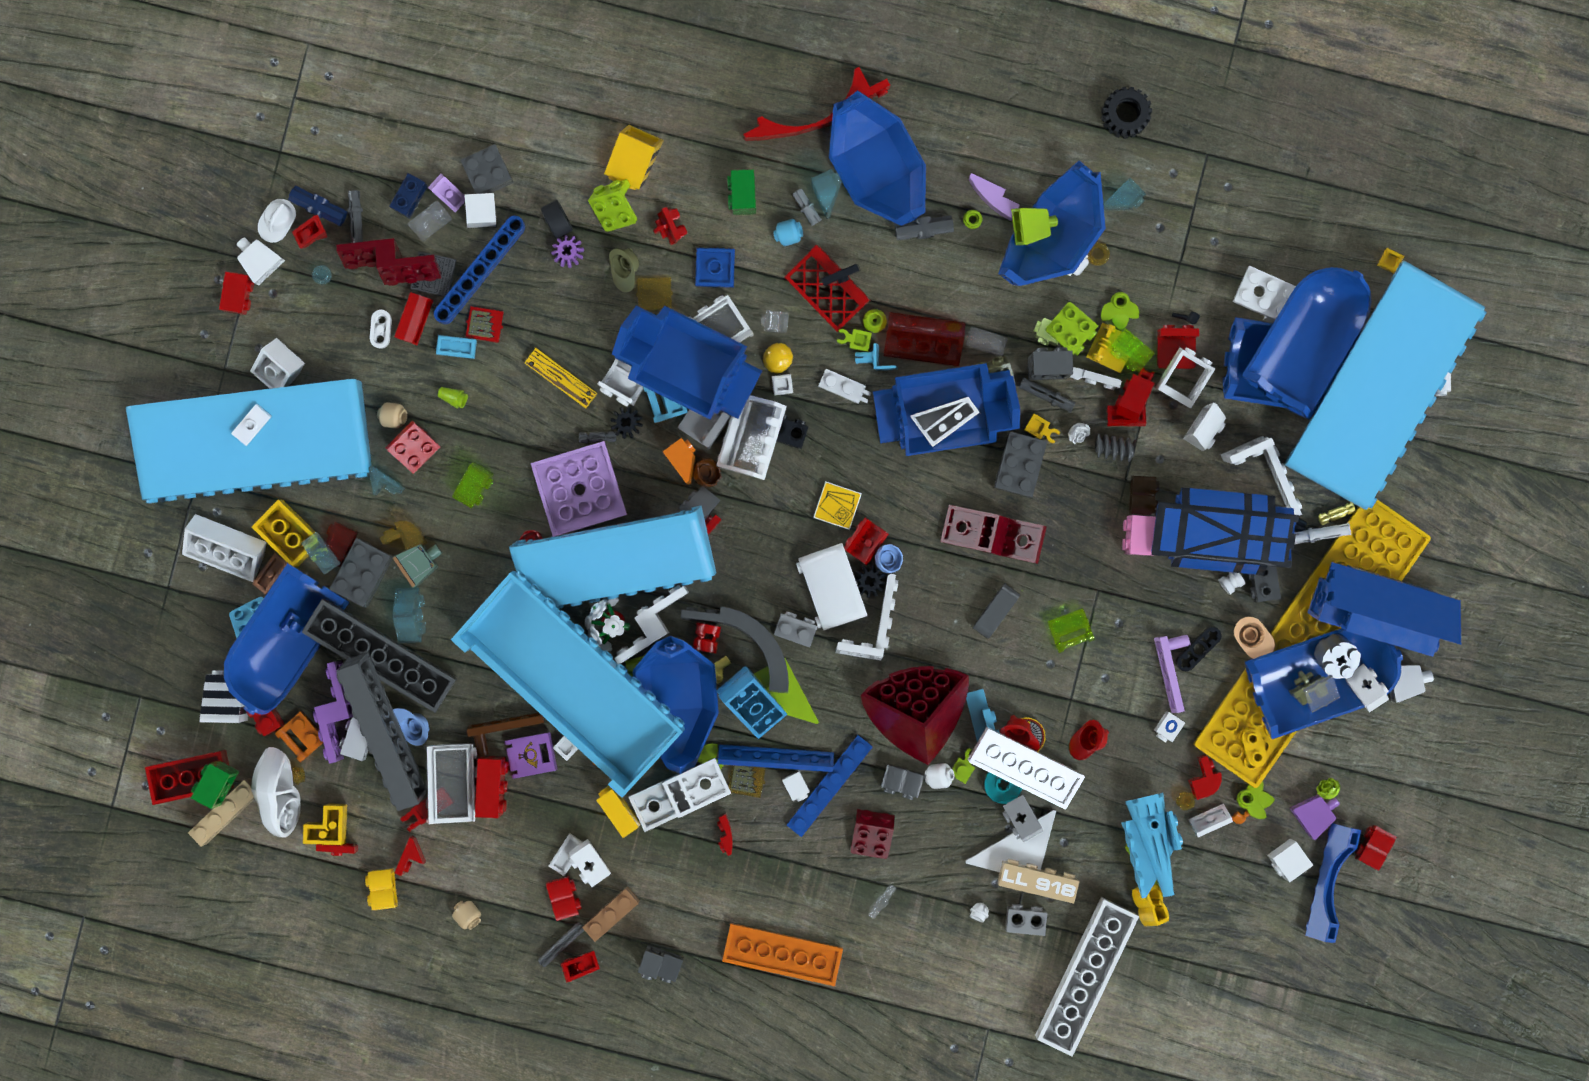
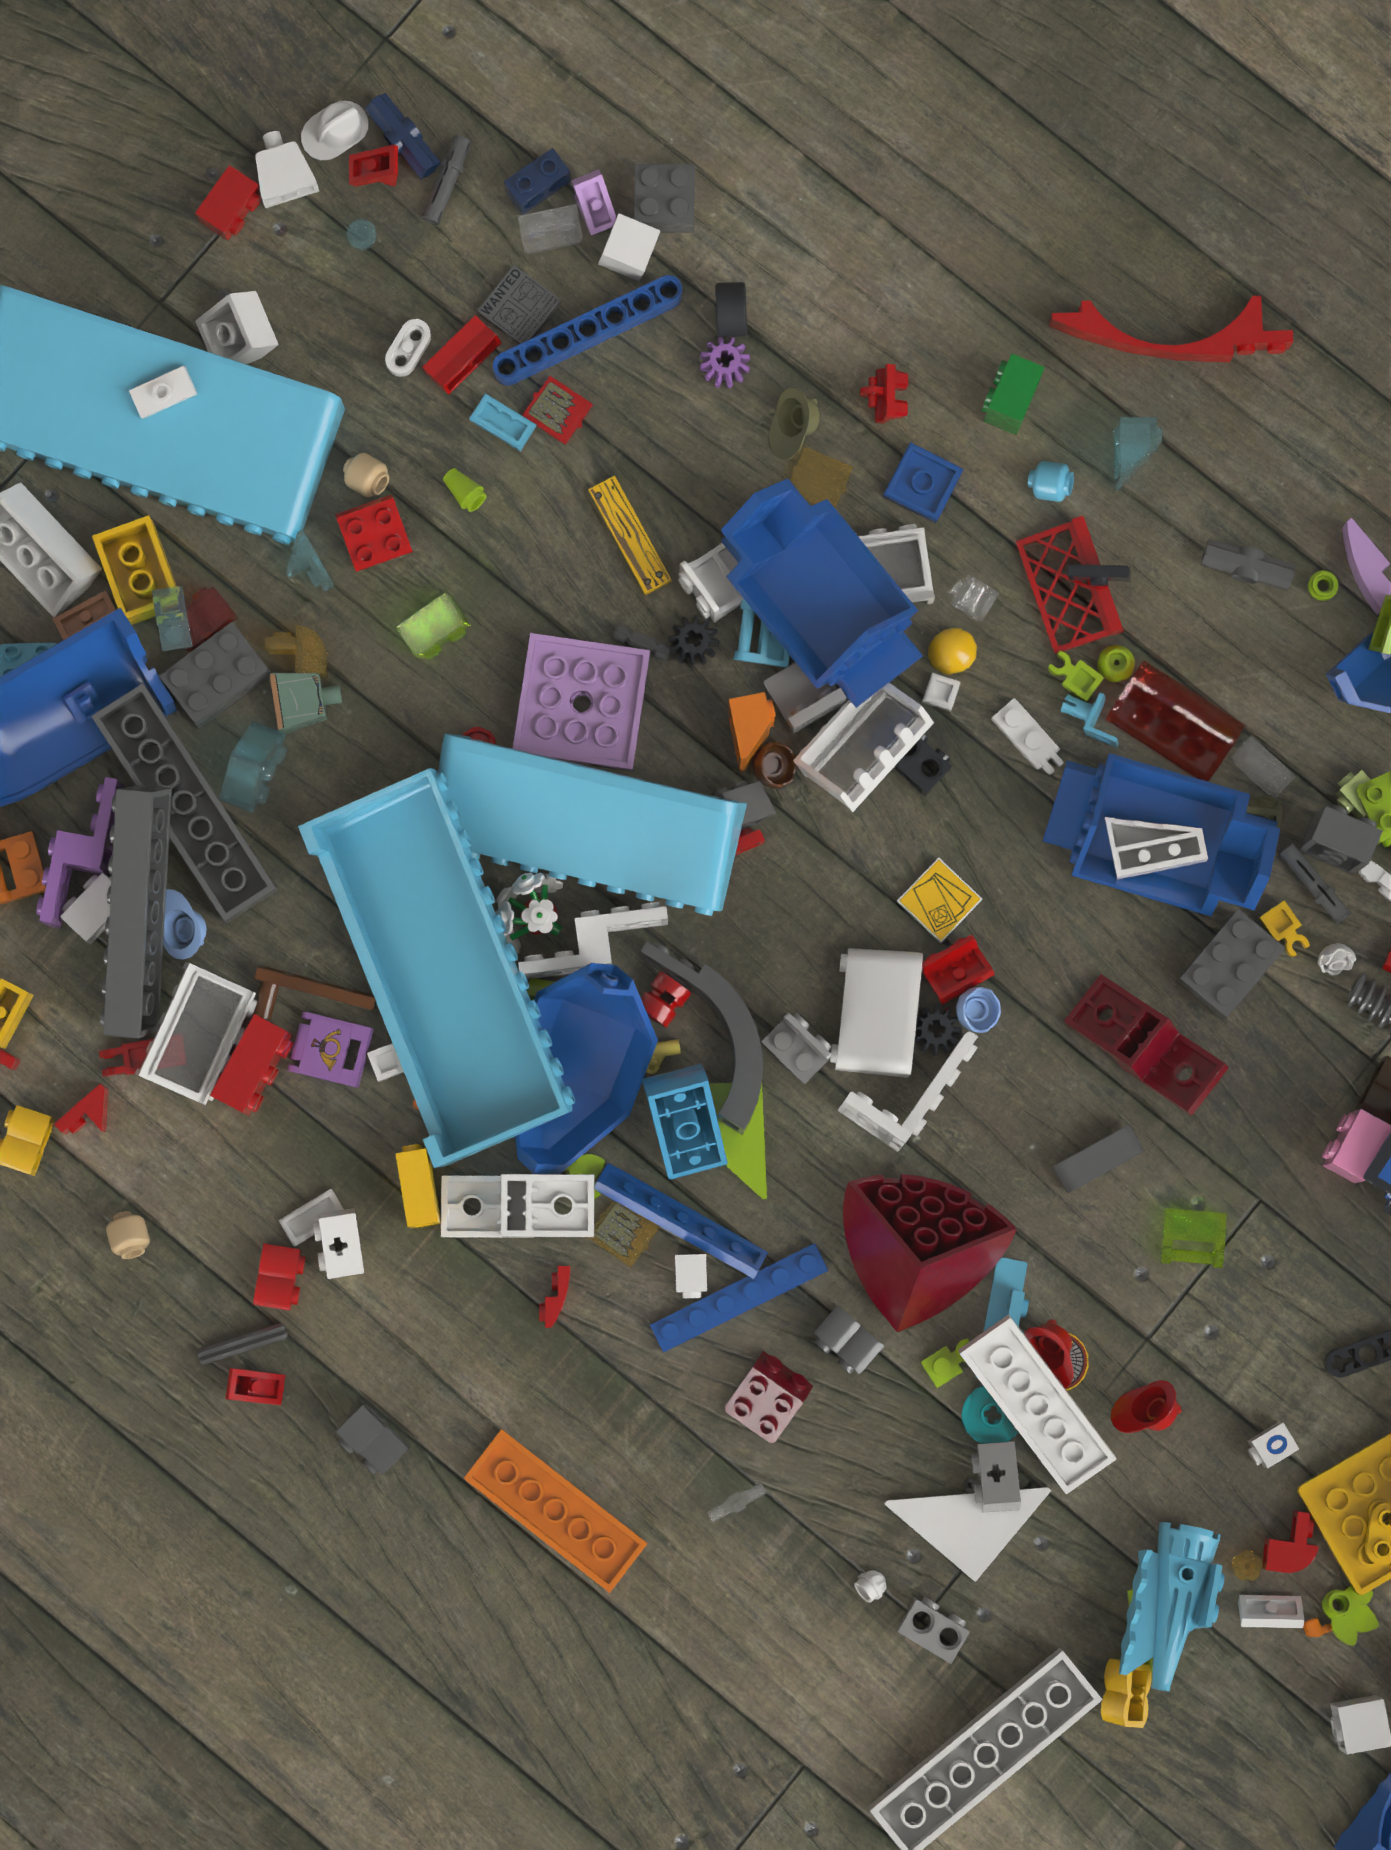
camera: 25 degrees right, 5 degrees down
(389, 262) = (466, 253): dark red bracket -> none
(611, 914) = (336, 1332): medium nougat brick -> none
(612, 206) = (818, 327): lime bracket -> none
(633, 156) = (879, 274): yellow slope -> none
(807, 207) = (1093, 458): light grey axle -> none
(877, 160) = (1226, 436): blue panel -> none
(939, 776) = (905, 1357): white head -> none
(1038, 881) = (977, 1579): tan brick -> none
(1163, 648) = (1317, 1326): lavender piece -> none

